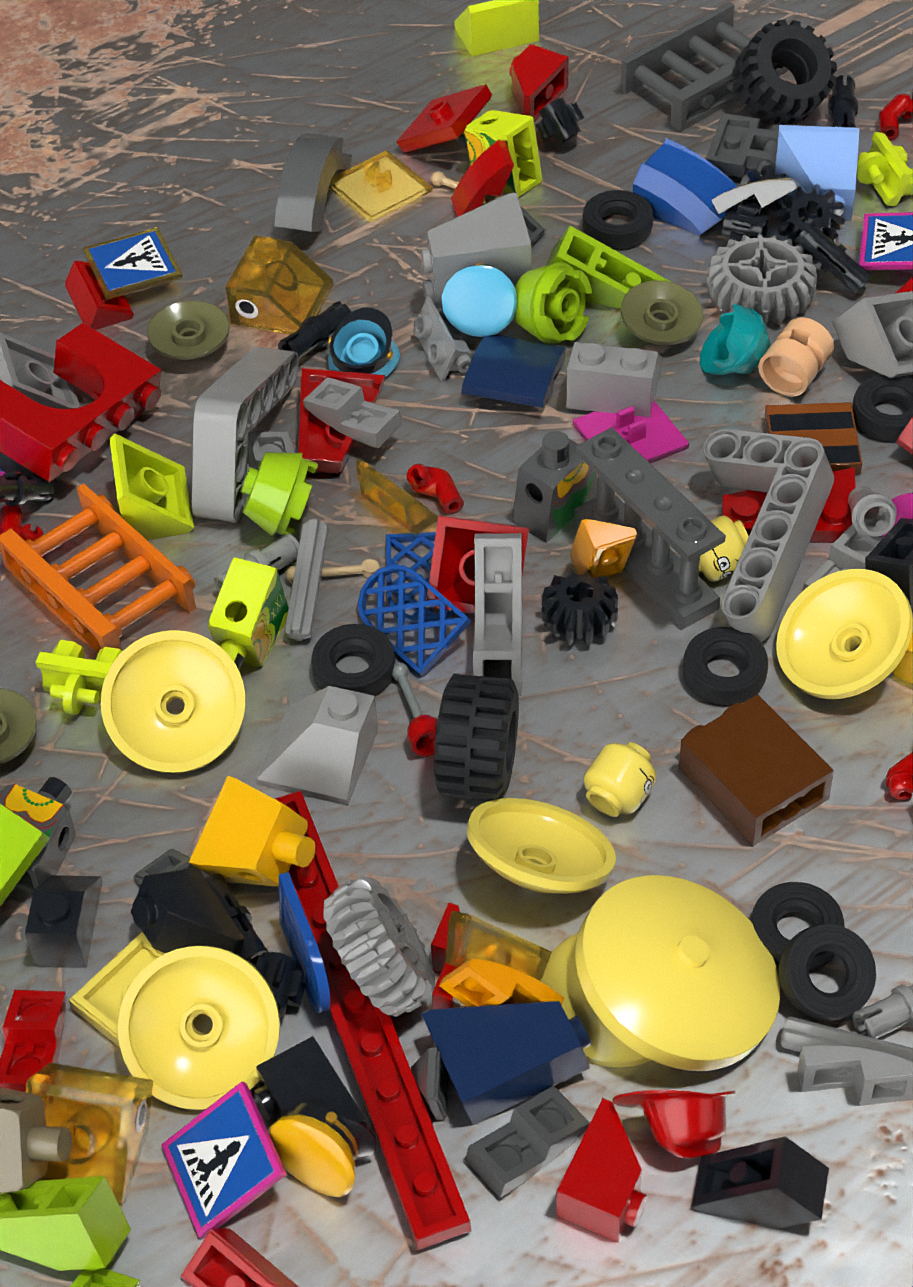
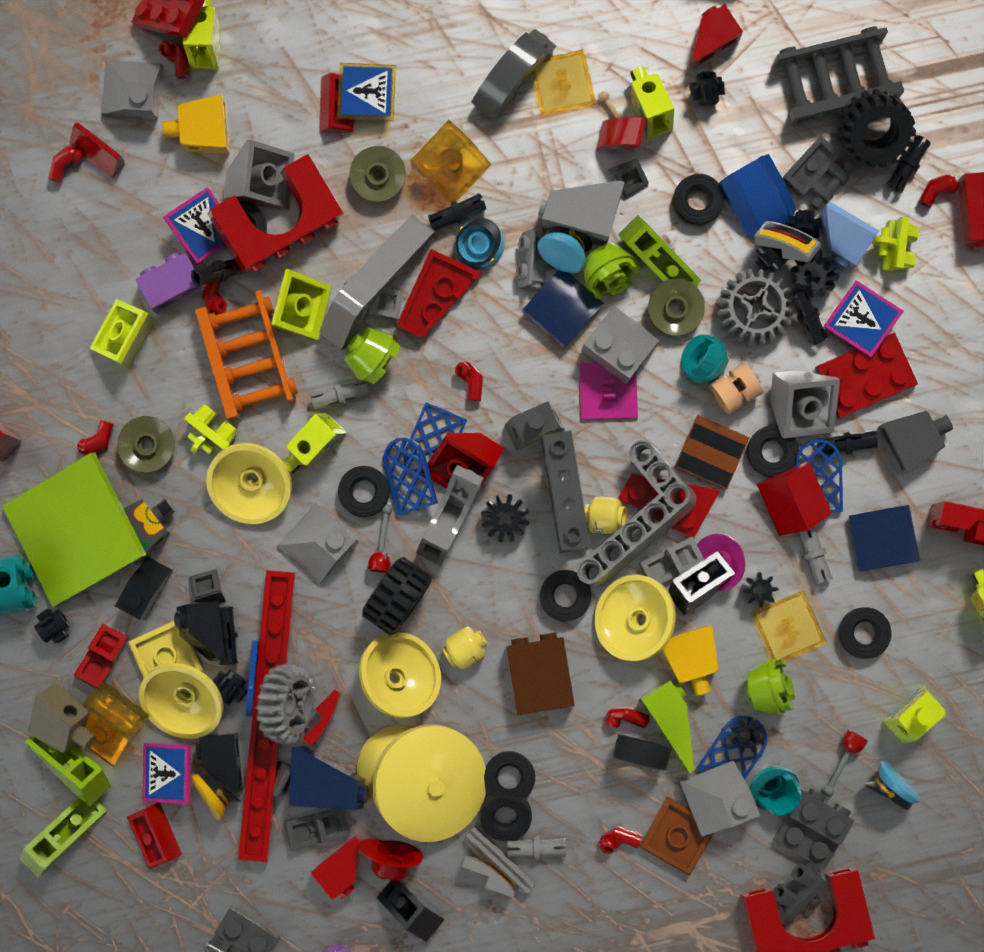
camera: 25 degrees right, 35 degrees up
(251, 837) = (254, 598): yellow torso -> none
(306, 580) = (362, 421): light grey axle -> none
(344, 409) = (444, 304): light grey slope -> none
(367, 568) = (405, 422): tan hinge -> none
(393, 499) = (443, 381): clear yellow slope -> none
(444, 118) = (631, 48): red plate -> none
(478, 939) = (346, 726): clear yellow slope -> none
(492, 983) = (335, 754): light orange slope -> none
(601, 548) = (533, 494): light orange slope -> none
(871, 512) = (700, 542): light grey cone -> none

